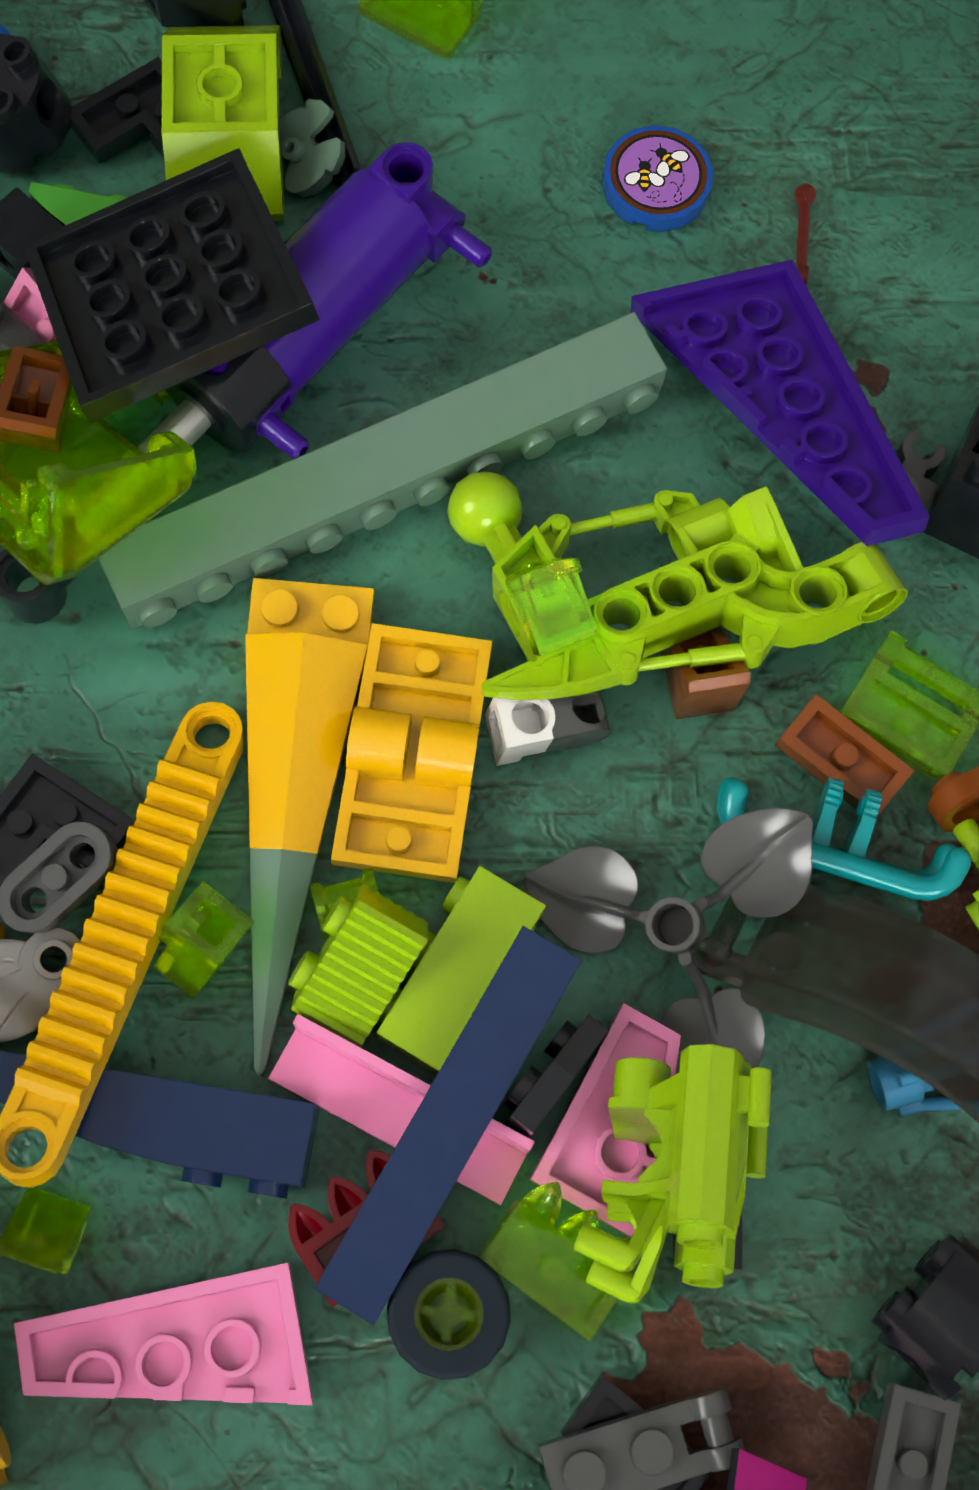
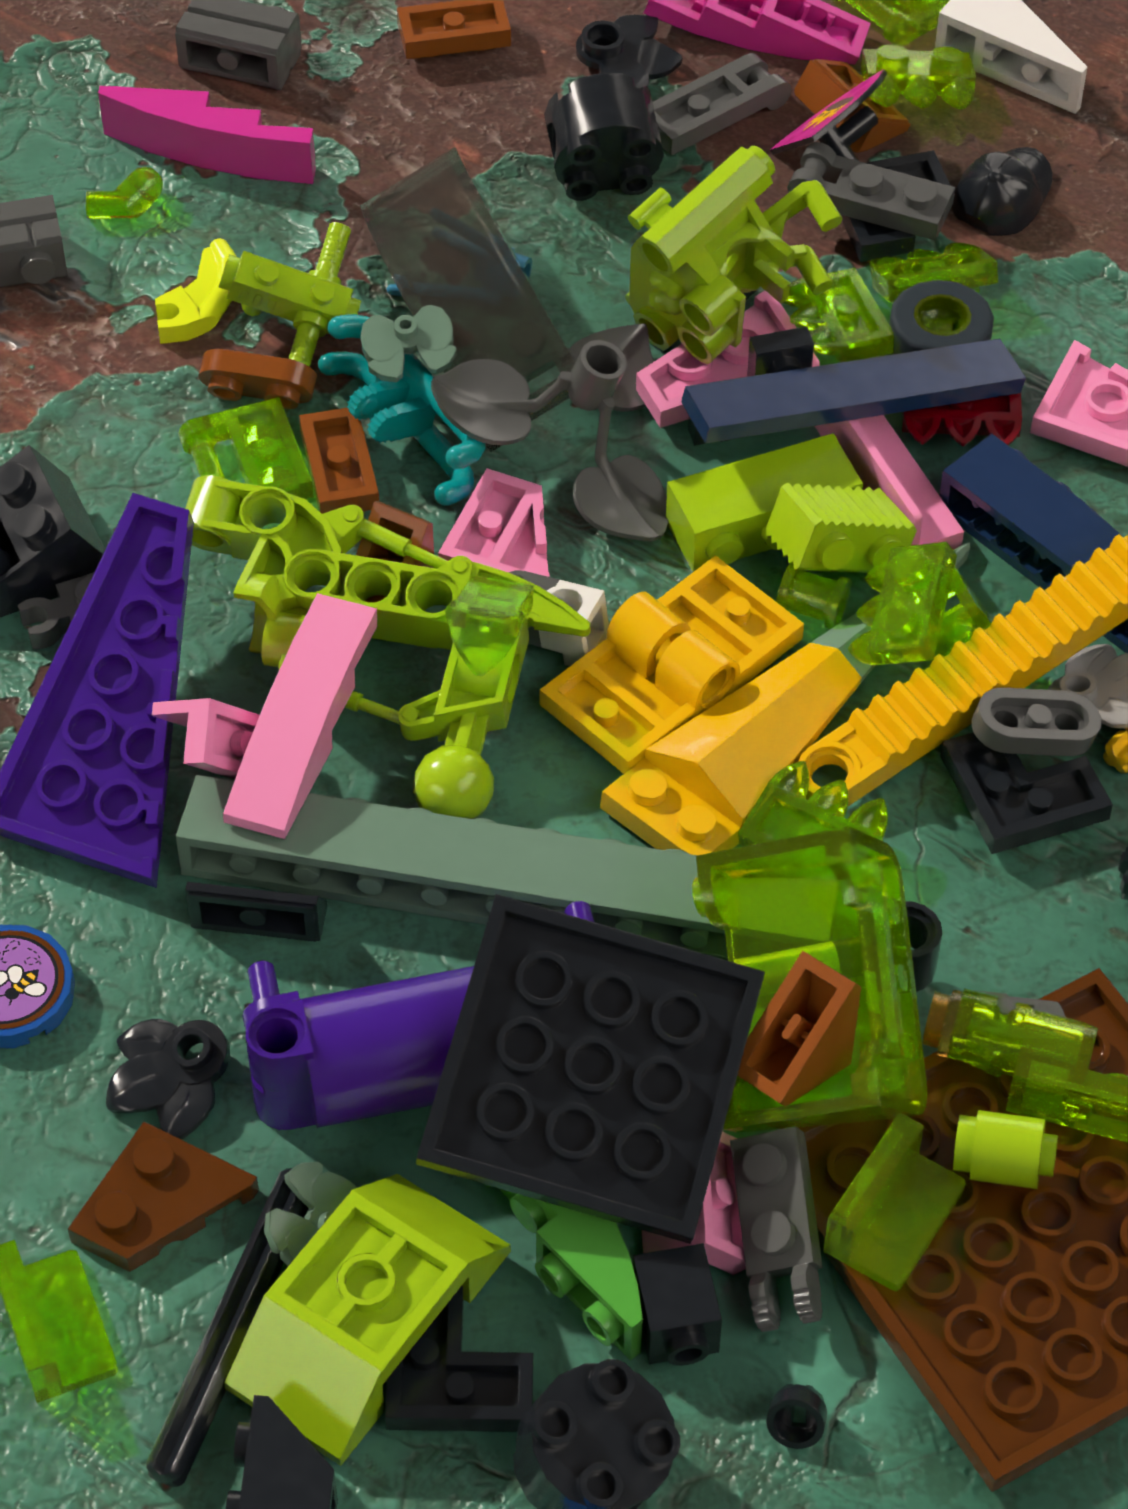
camera: 135 degrees left, 20 degrees down
(182, 664) = (786, 812): none -> clear neon green plate
(235, 904) = (909, 606): none -> clear neon green plate
(430, 108) = (155, 1197): none -> reddish brown wing
(494, 189) = (161, 1076): none -> black plate
(515, 1404) = (958, 263): none -> clear neon green plate
(544, 325) = (256, 911): none -> black slope
(629, 446) = (299, 716): none -> bright pink slope
(648, 779) = (501, 526): none -> bright pink wing
(675, 412) = (214, 734): none -> bright pink panel
(873, 893) = (388, 340): none -> sand green piece

